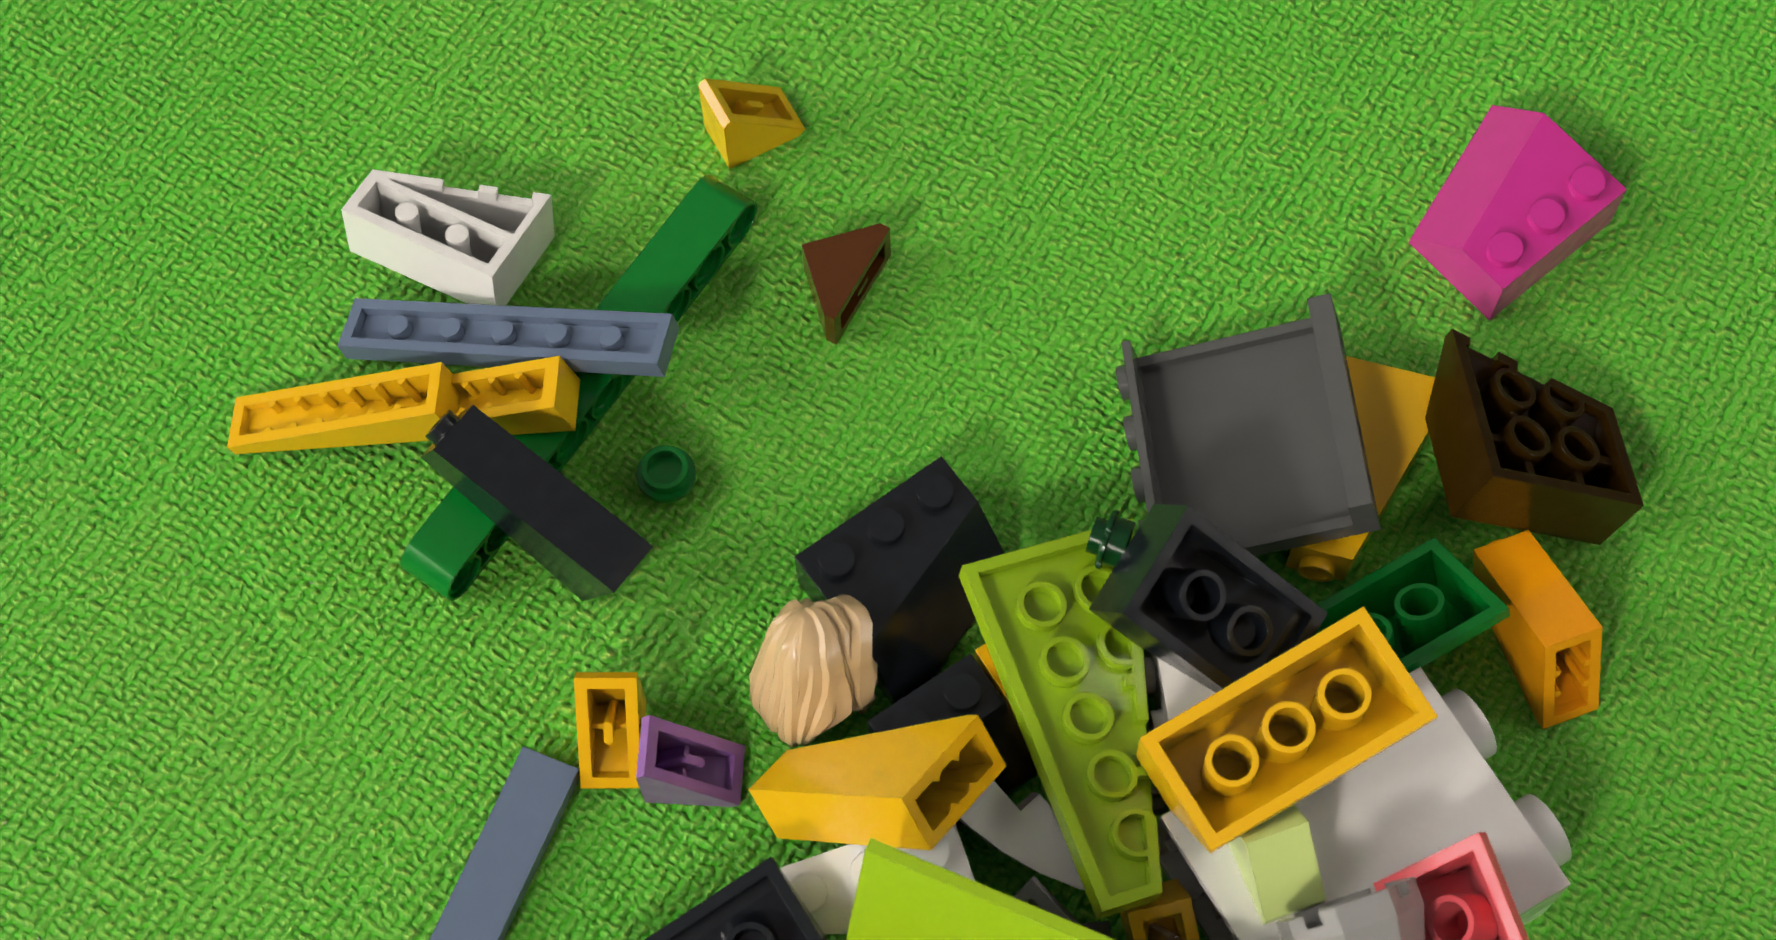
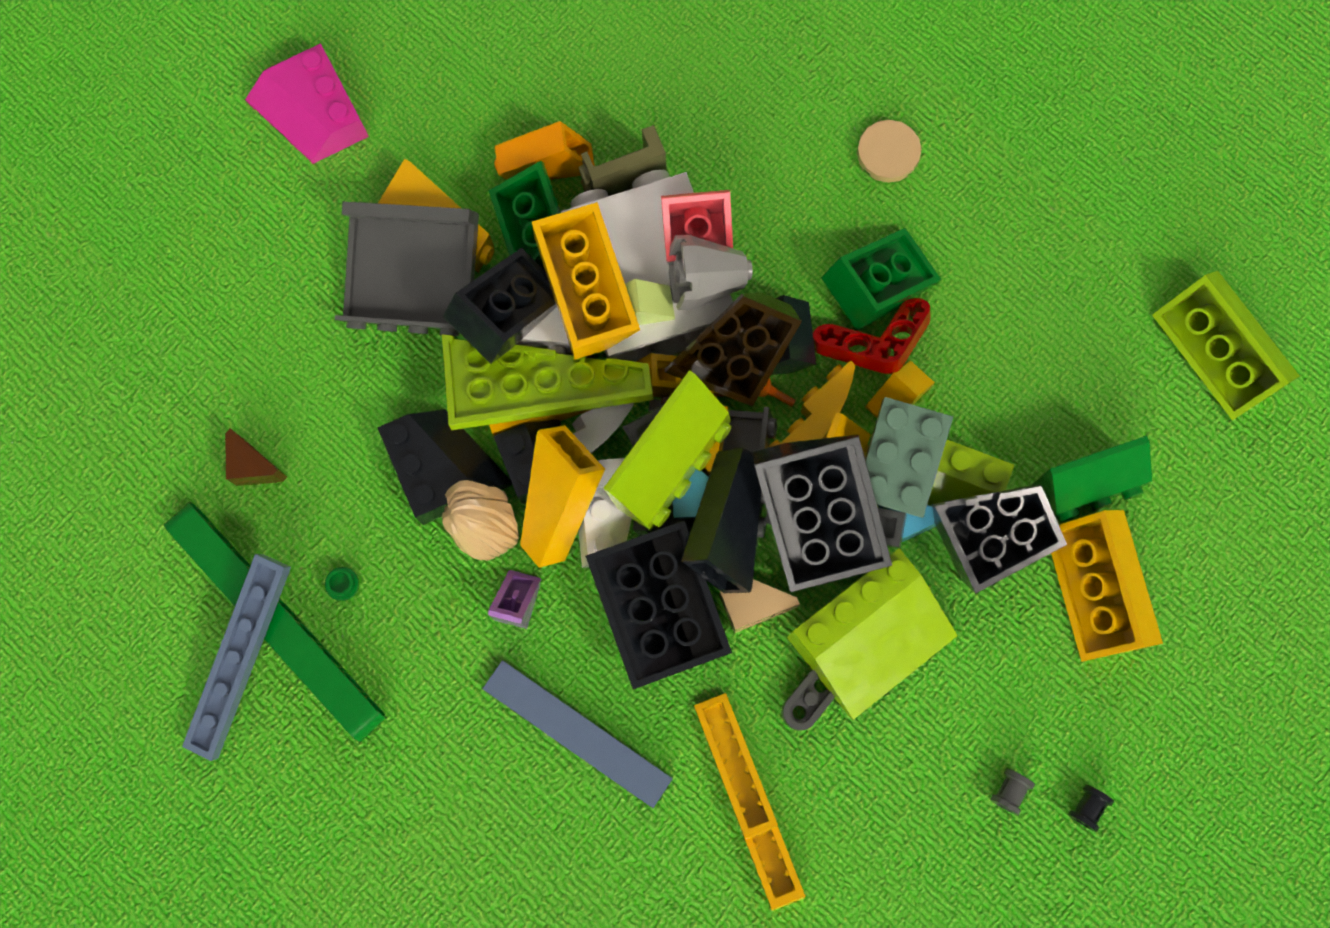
camera: 75 degrees left, 10 degrees up
(405, 406) = (263, 724): yellow slope -> none
(449, 237) = (159, 684): white wedge -> none
(535, 504) = (348, 653): black slope -> none
(608, 728) = (486, 638): yellow slope -> none
(746, 118) = (132, 498): yellow slope -> none
(1109, 539) = (454, 345): dark green plate -> none
(1526, 449) = (451, 133): dark brown wedge -> none
(1534, 764) = (620, 173): none -> olive panel

